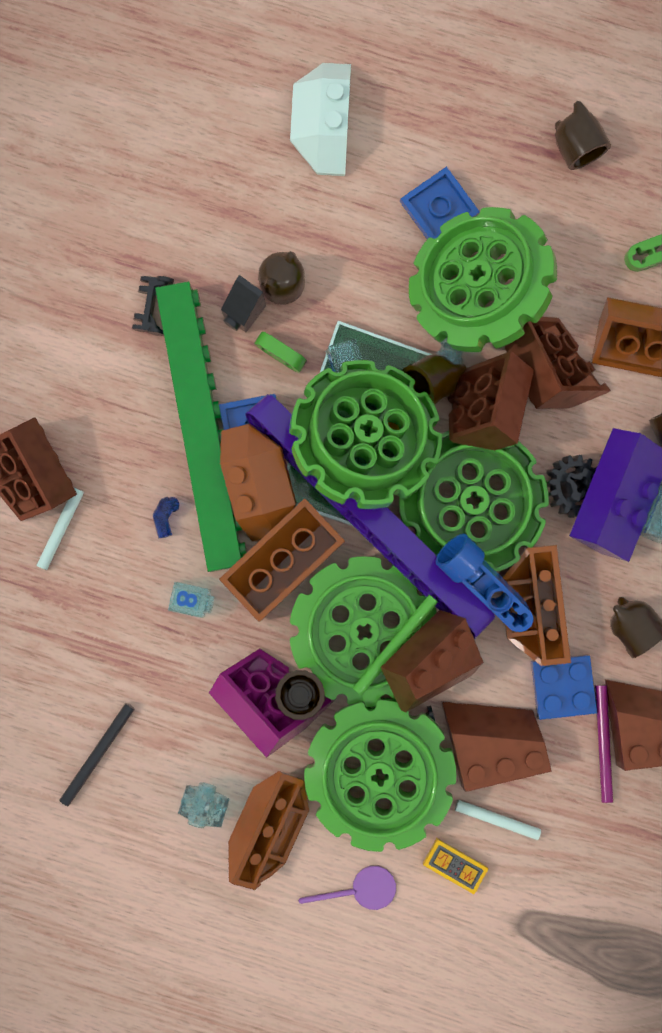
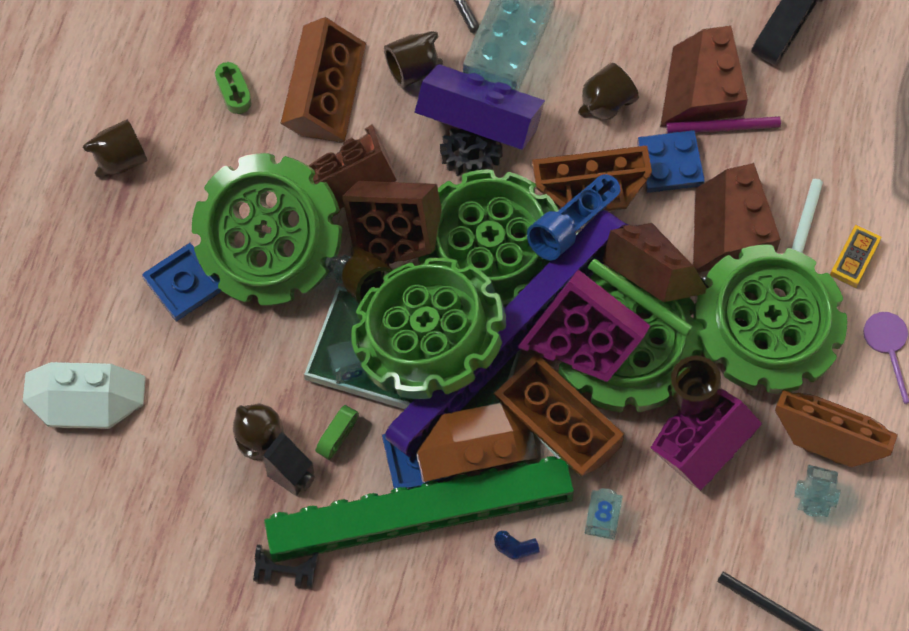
camera: 90 degrees left, 20 degrees down
(357, 590) = (586, 329): none -> magenta wedge

